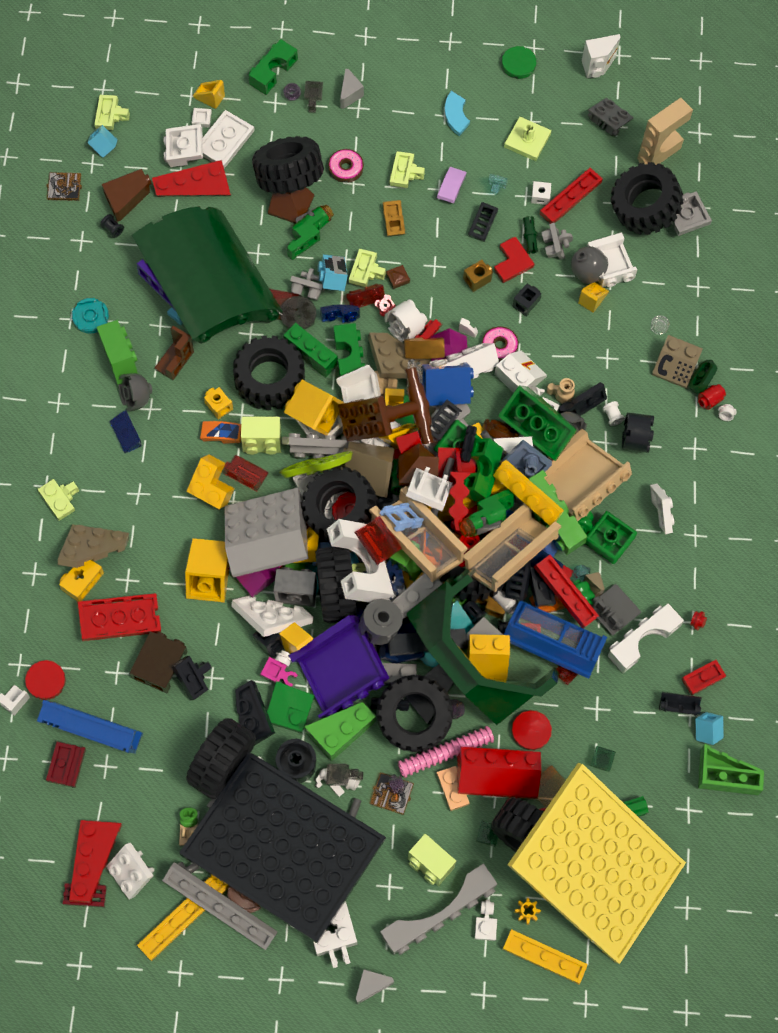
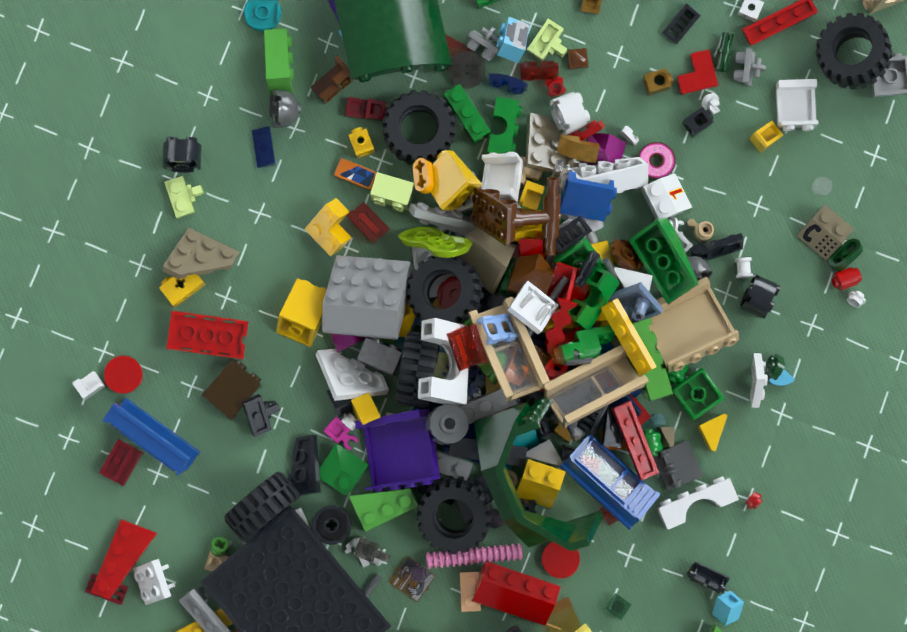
camera: 15 degrees right, 15 degrees up
(48, 457) = (182, 154): none -> black brick
(213, 373) = (365, 109): none -> dark red slope
(283, 411) = (422, 176): none -> light orange beam
(533, 278) = (711, 102): none -> white plate
(589, 264) = (772, 104): dark grey cylinder -> none
(635, 567) = (712, 431): none -> yellow slope
(674, 490) = (775, 366): none -> dark green plate
(683, 502) = (784, 379): none -> medium azure tile
(703, 677) = (739, 557): red plate -> none

